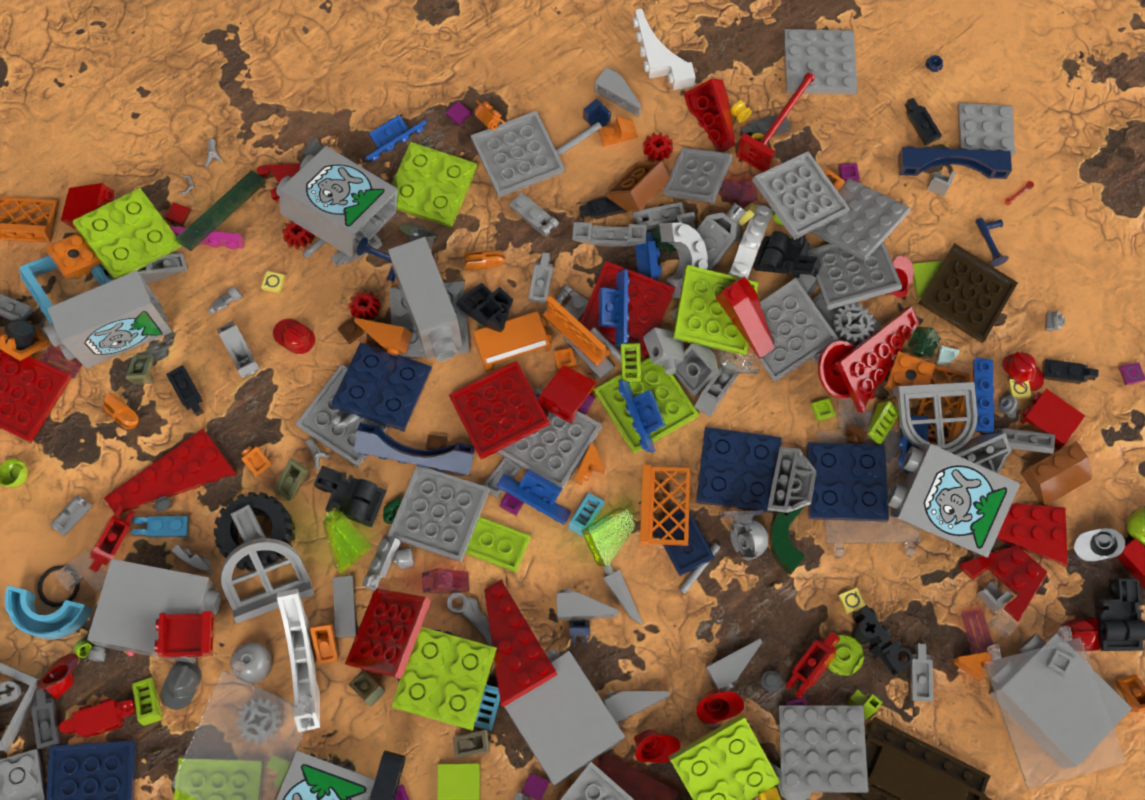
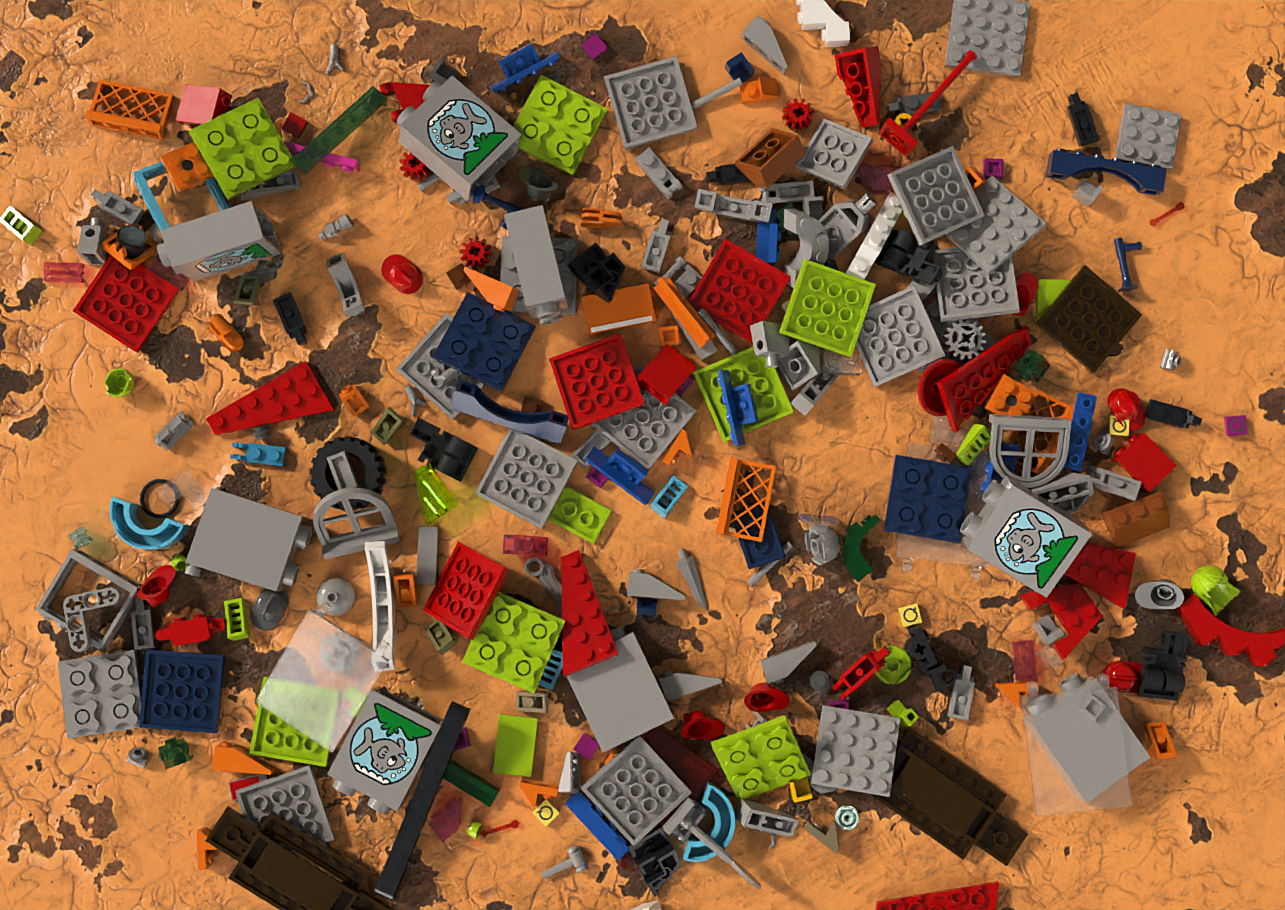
camera: 10 degrees right, 15 degrees up
(110, 539) = (210, 462): red hinge -> none
(185, 635) = (276, 570): red panel -> none
(196, 562) = (292, 495): light grey slope -> none
(273, 282) = (386, 213): light yellow tile -> none
(381, 562) = (466, 518): light grey hinge -> none
(389, 510) = (479, 467): dark green arm -> none
(404, 558) = (488, 517): light grey piece -> none
(489, 117) = (622, 49): orange hinge -> none
(608, 535) = (687, 521): clear neon green slope -> none
(614, 307) = (725, 291): blue bracket -> none
(631, 347) = (731, 333): lime slope -> none
(737, 469) = (824, 472): dark blue piece -> none
(740, 111) = (891, 84): yellow wheel -> none
(745, 311) = (857, 315): red wedge -> none
(750, 212) = (882, 200): light yellow tile -> none
(792, 481) = (872, 495): light grey wedge -> none
(822, 409) = (917, 421): lime tile -> none
(937, 60) = (1112, 49): dark blue plate -> none
(946, 355) = (1052, 381): light aqua tile -> none

